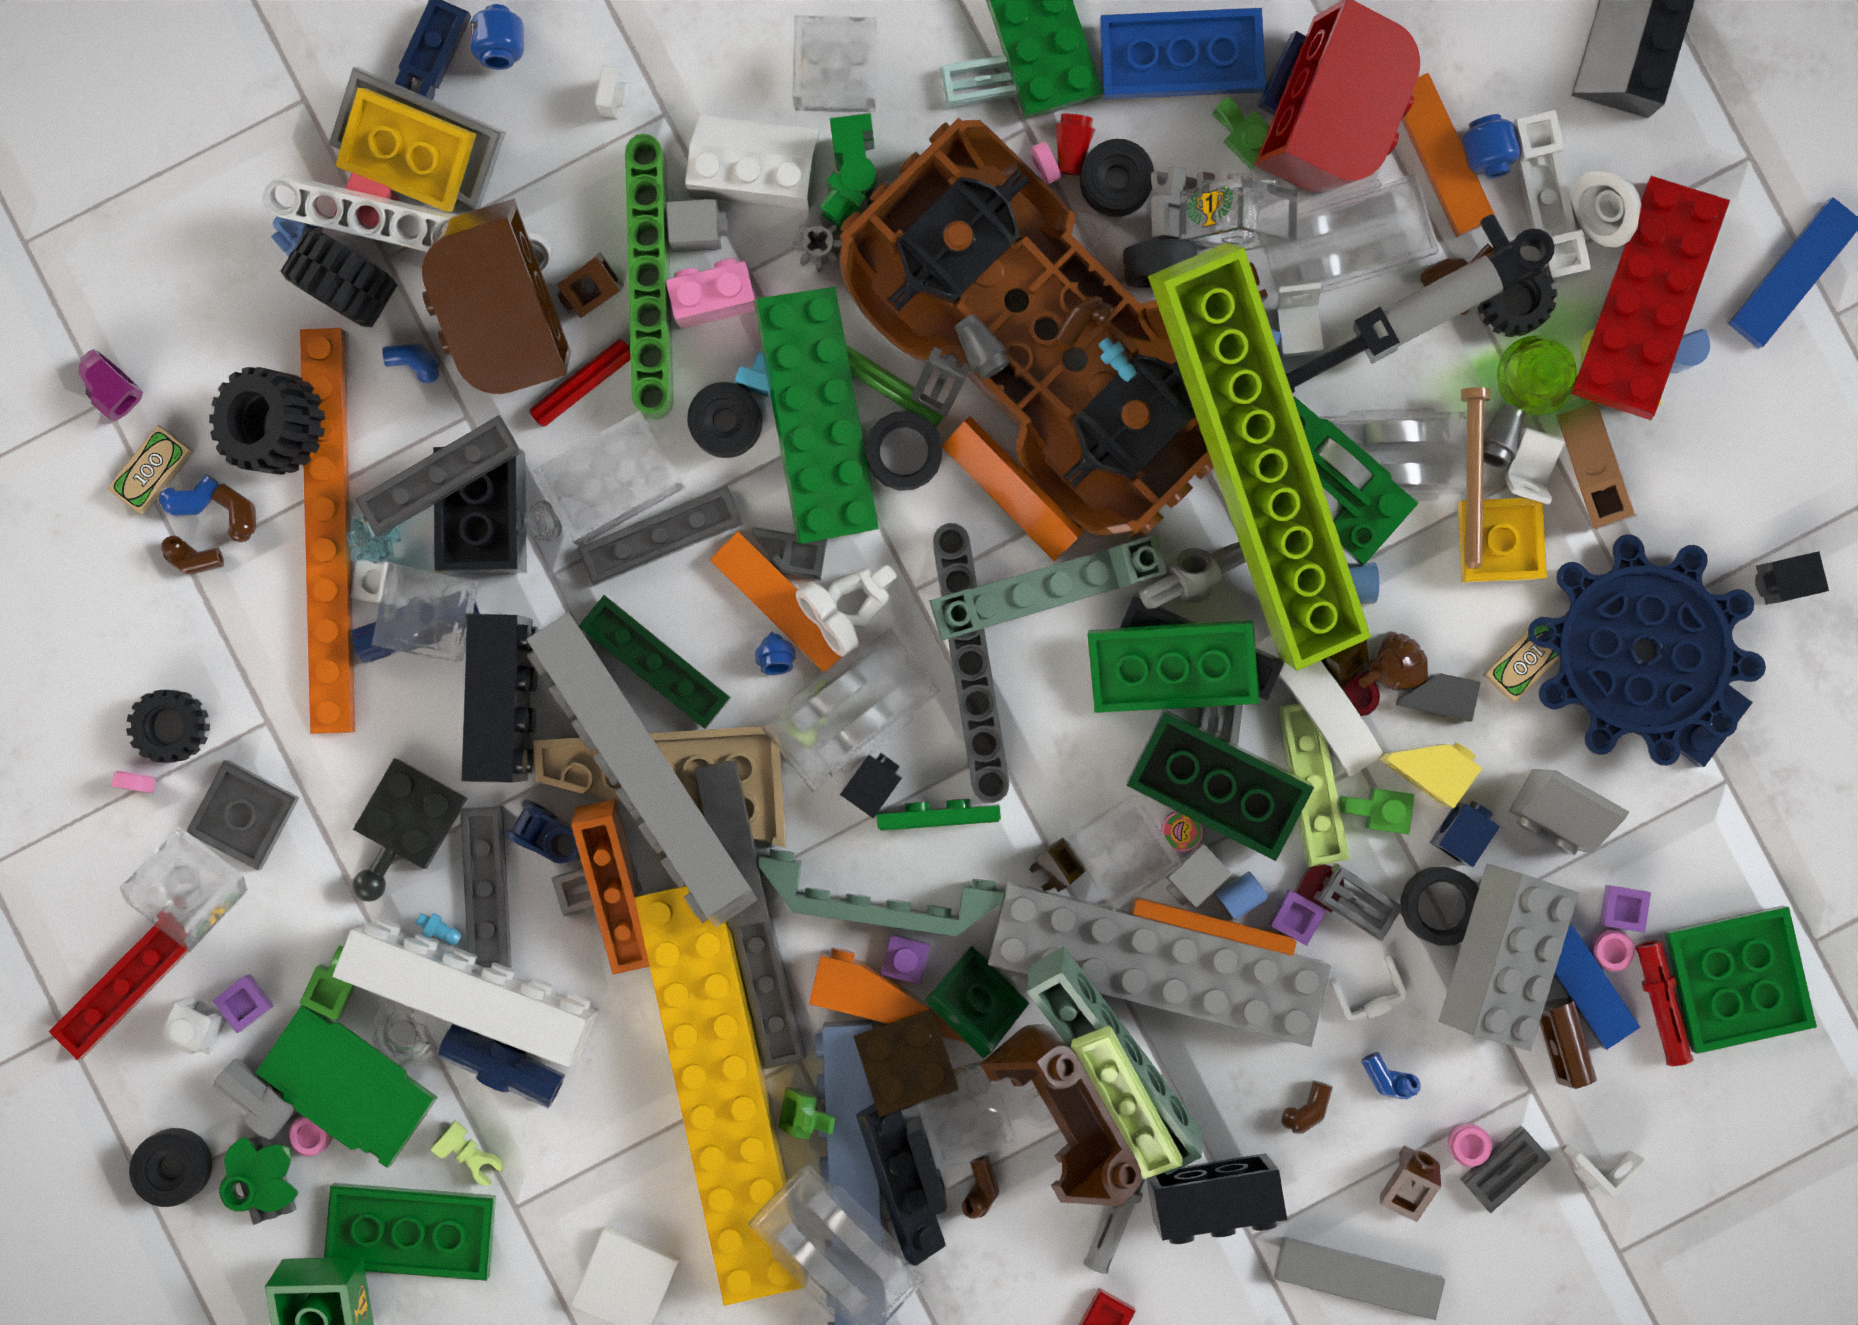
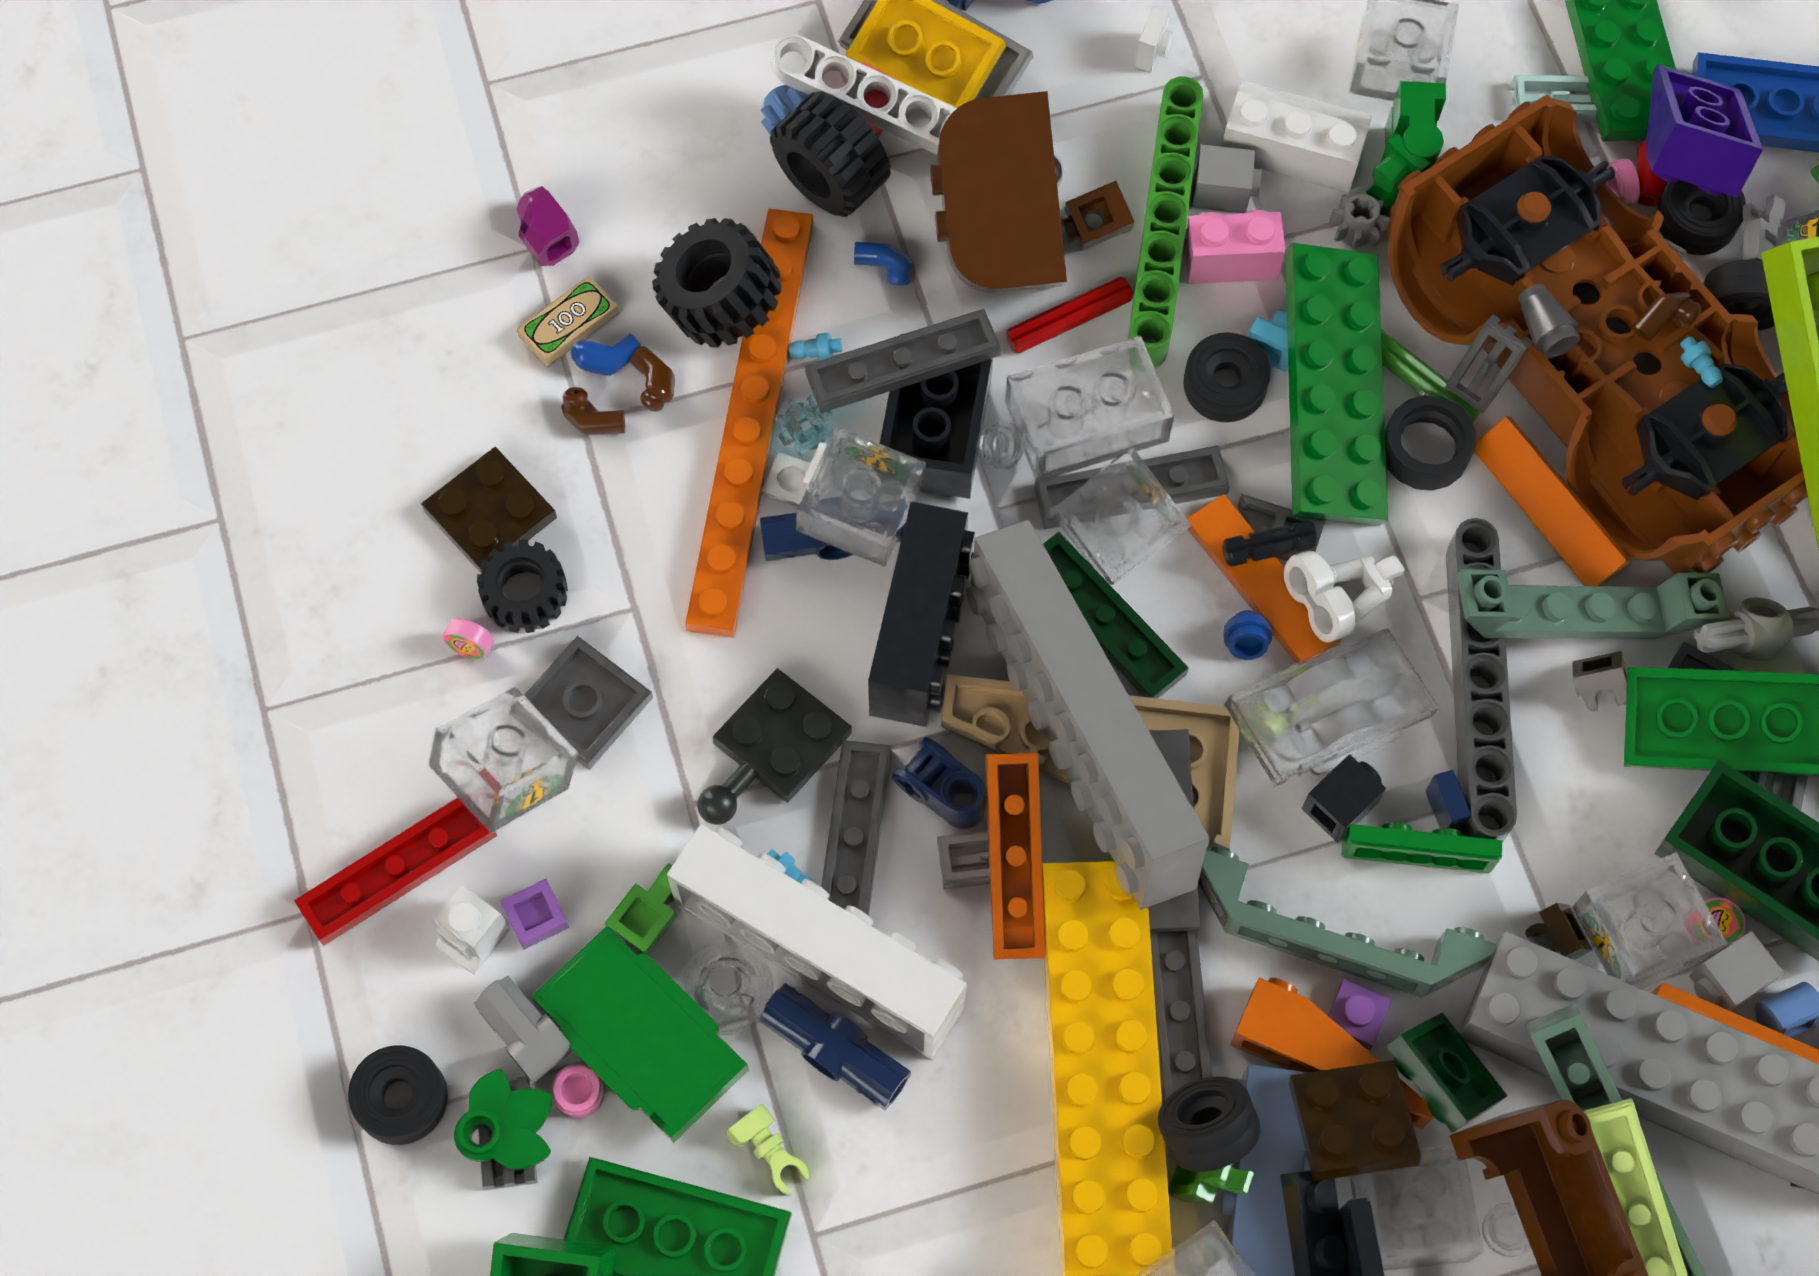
camera: 10 degrees right, 20 degrees down
(124, 658) = (488, 508): none -> dark brown plate
(374, 454) = (820, 347): none -> medium azure piece
(649, 580) = (1120, 517): none -> clear brick
(781, 573) = (1269, 543): none -> black axle
(808, 1102) = (1209, 1124): none -> black tyre
(955, 774) = (1447, 801): none -> dark blue tile
(1066, 641) = (1600, 674): none -> tile
(1104, 109) = (1700, 133): none -> dark purple slope

